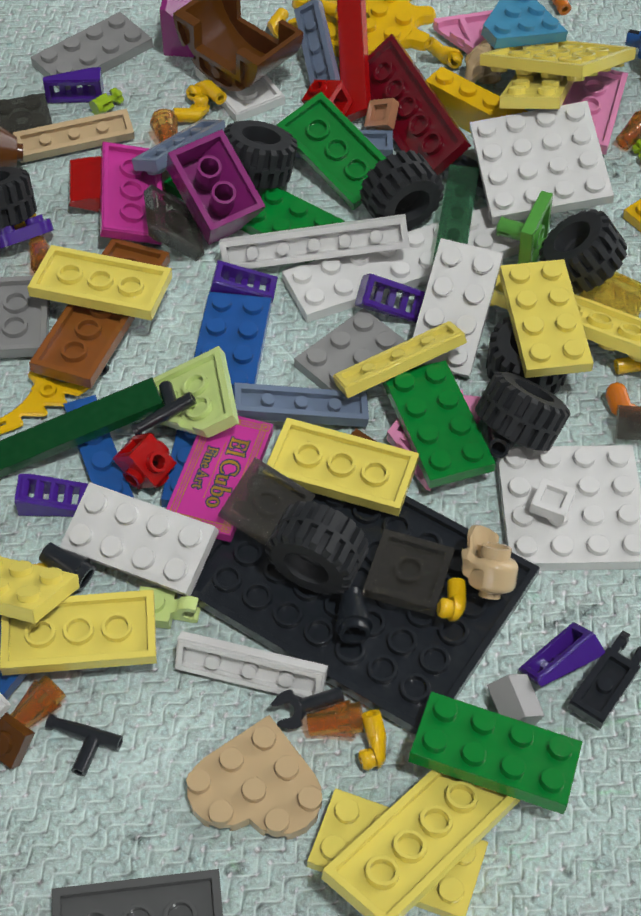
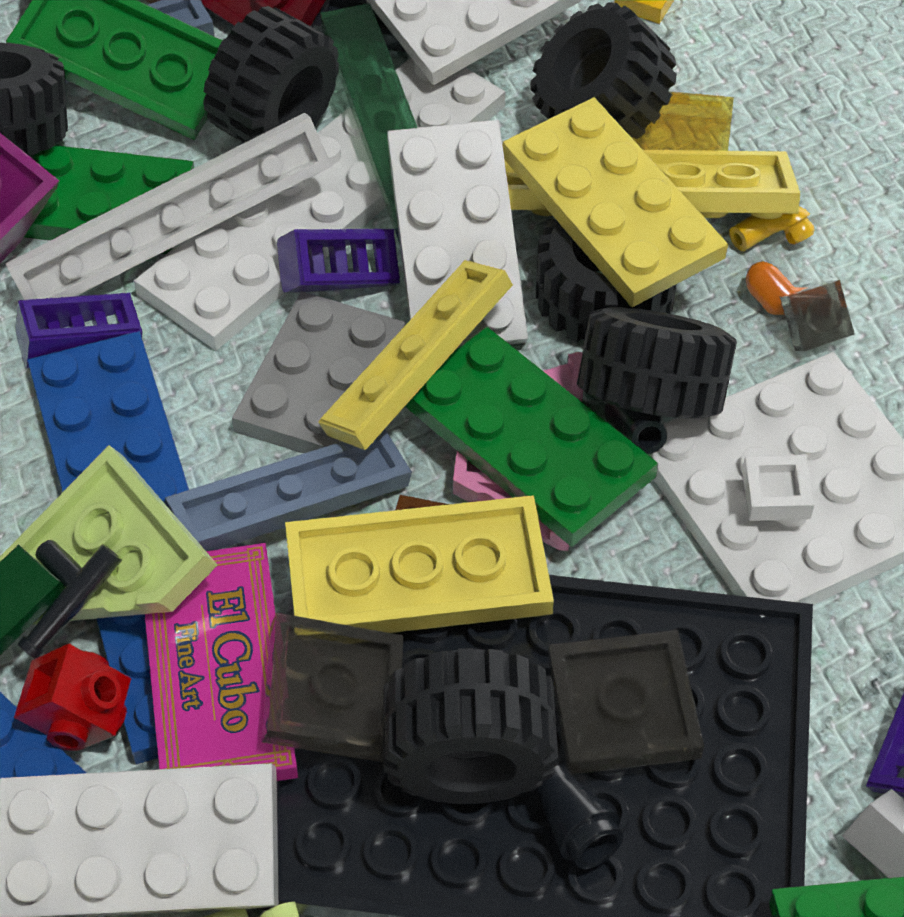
camera: 25 degrees left, 0 degrees up
(455, 603) = (725, 727): yellow arm -> none
(488, 563) = (747, 633): tan head -> none
(532, 231) = (499, 79): bright green tile -> none

